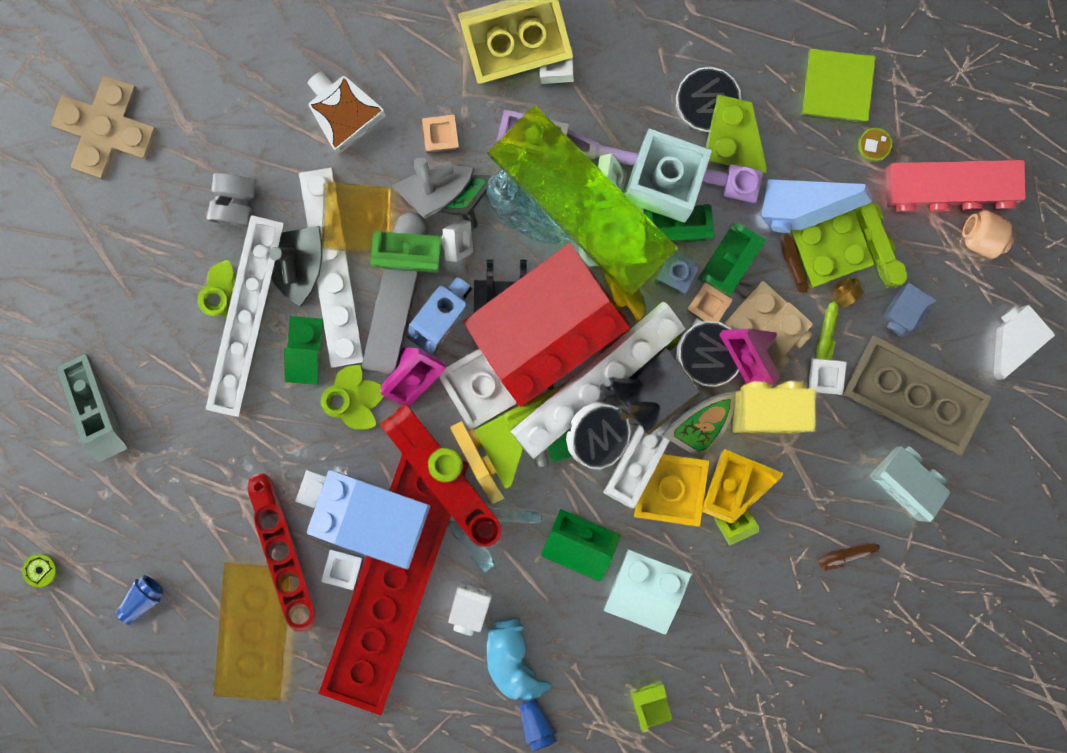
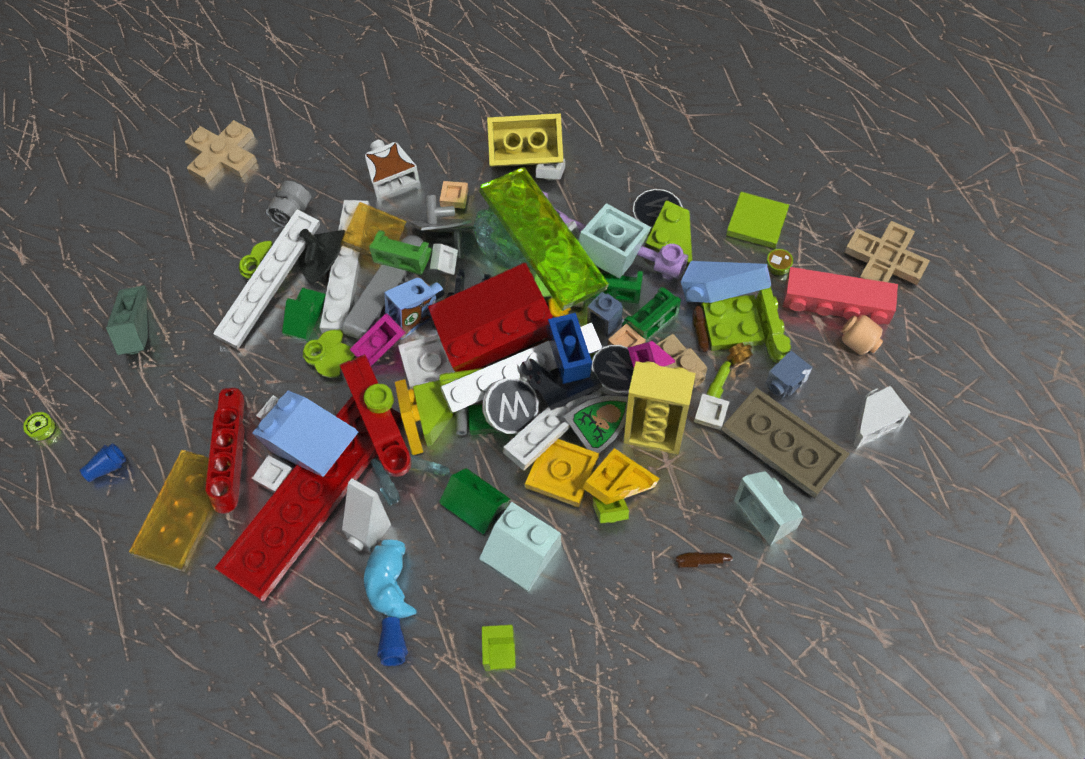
camera: 15 degrees right, 25 degrees down
(655, 361) = (569, 348): none -> blue brick
(1006, 110) = (887, 254): none -> tan plate

